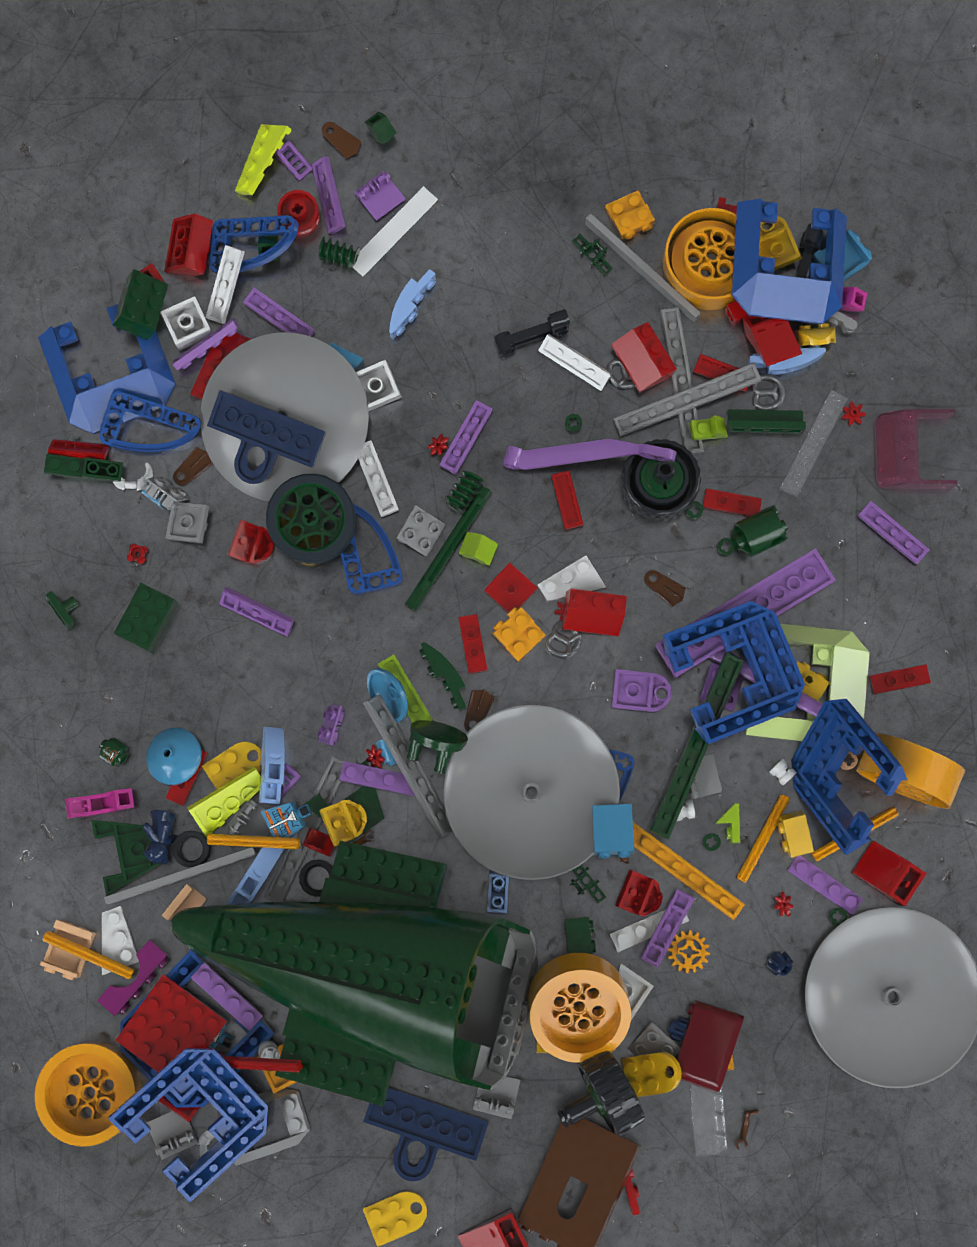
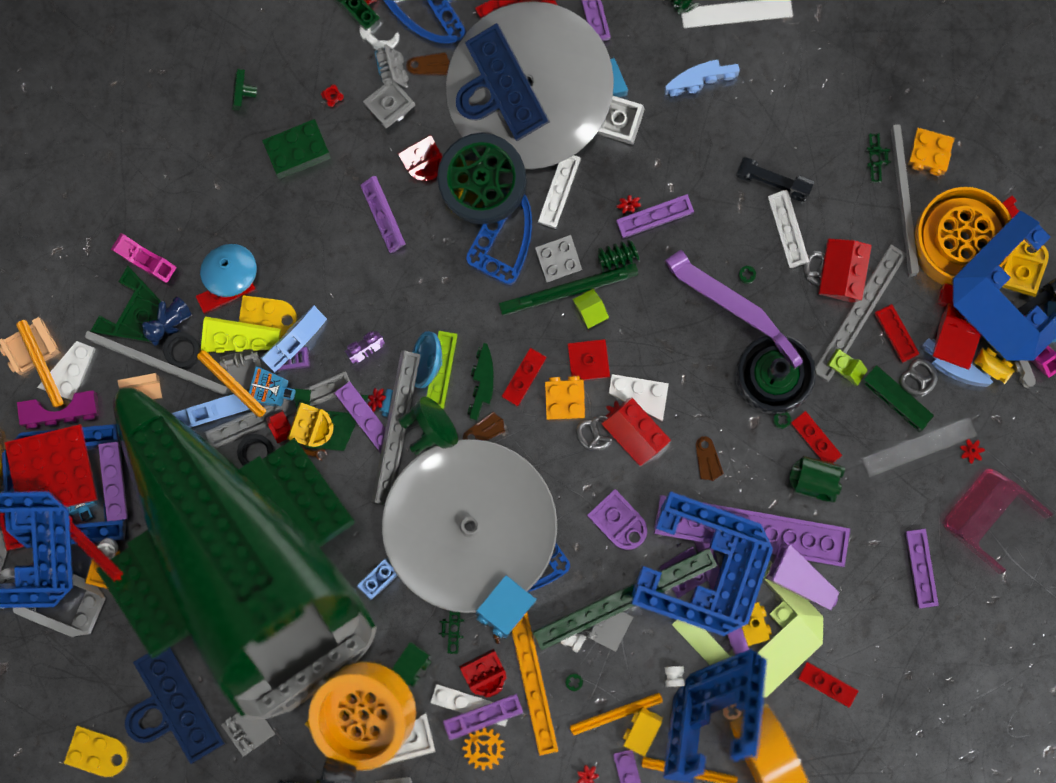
camera: 40 degrees right, 0 degrees up
(113, 751) = (187, 228): dark green head -> none
(567, 500) = (690, 329): red plate -> none
(687, 399) = (850, 331): light grey tile -> none
(728, 541) = (788, 466): dark green bush -> none
(731, 817) = (605, 677): lime slope -> none
(812, 616) = (800, 577): none -> slope

